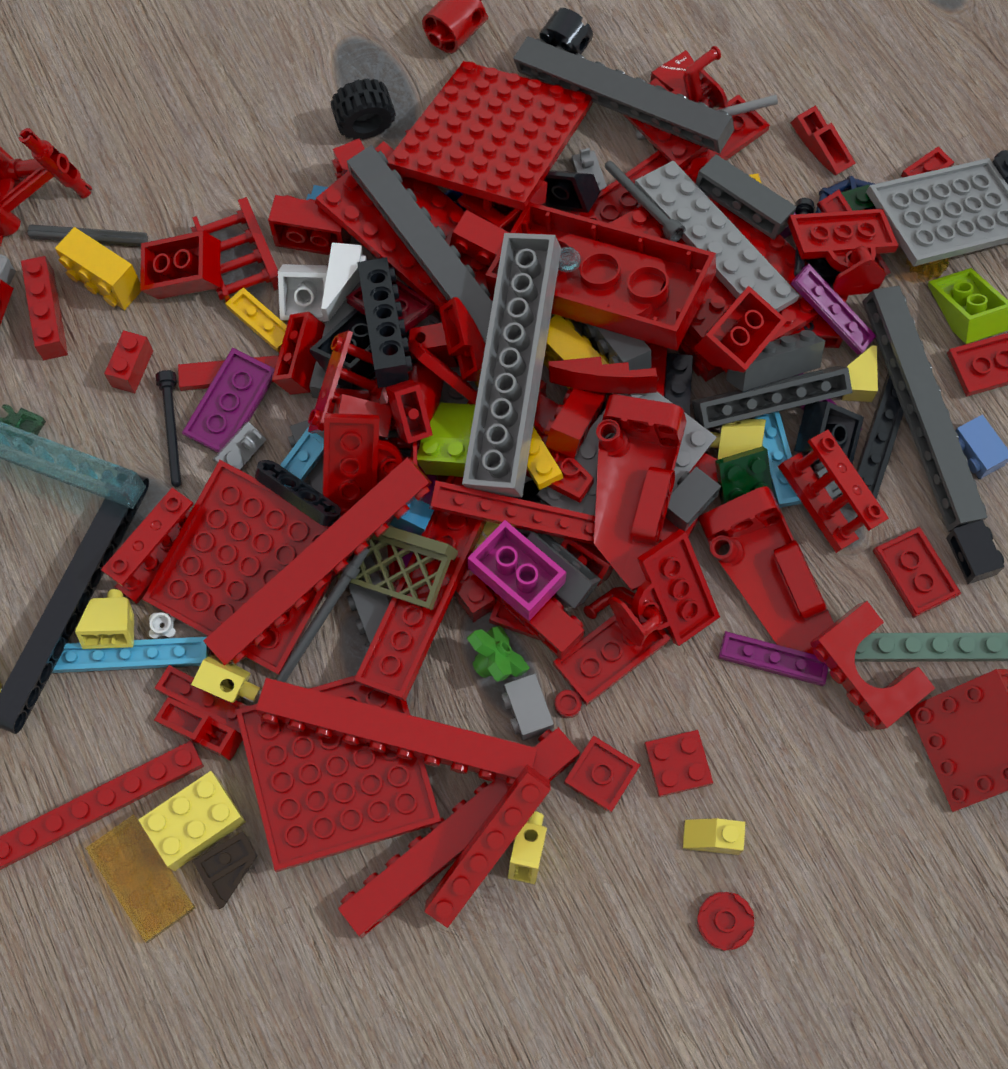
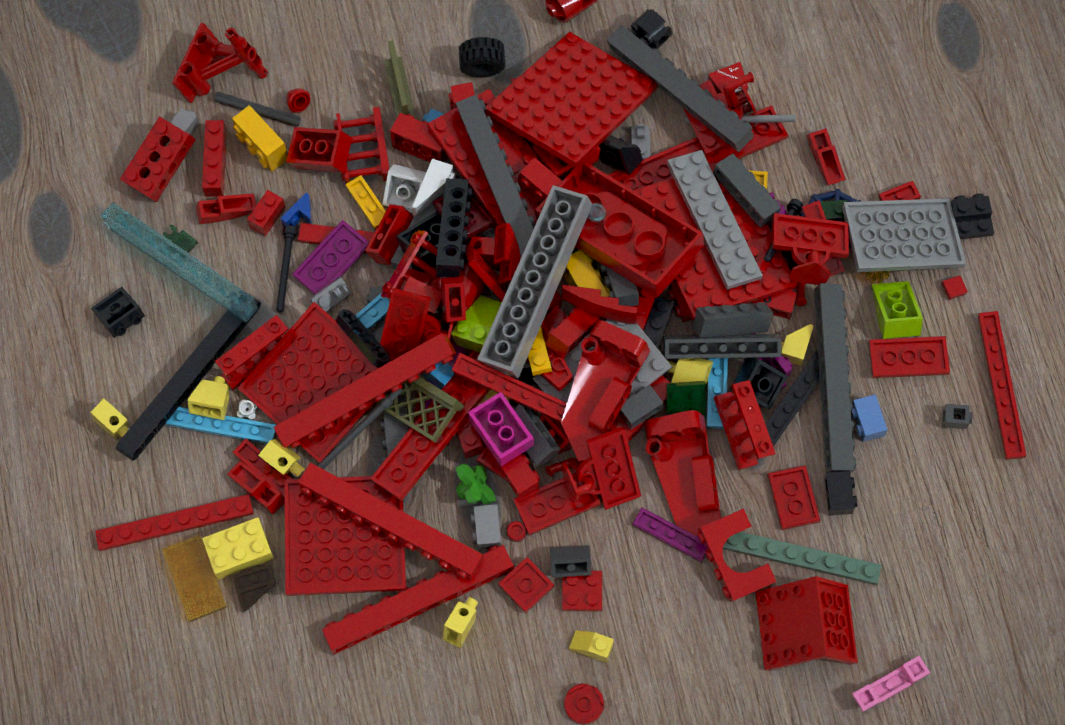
camera: 15 degrees right, 0 degrees up
(72, 368) = (225, 208): none -> red slope
(138, 212) = (298, 100): none -> red brick
(172, 348) = (299, 210): none -> blue slope
(261, 161) = (398, 83): none -> olive fence
(487, 846) = (432, 611): red brick -> none
(654, 727) = (570, 561): none -> dark grey brick
(670, 226) = (683, 204): dark grey piece -> none
(741, 332) = (707, 295): red slope -> none
(833, 309) = (786, 291): magenta tile -> none
(852, 403) = (783, 365): none -> magenta plate

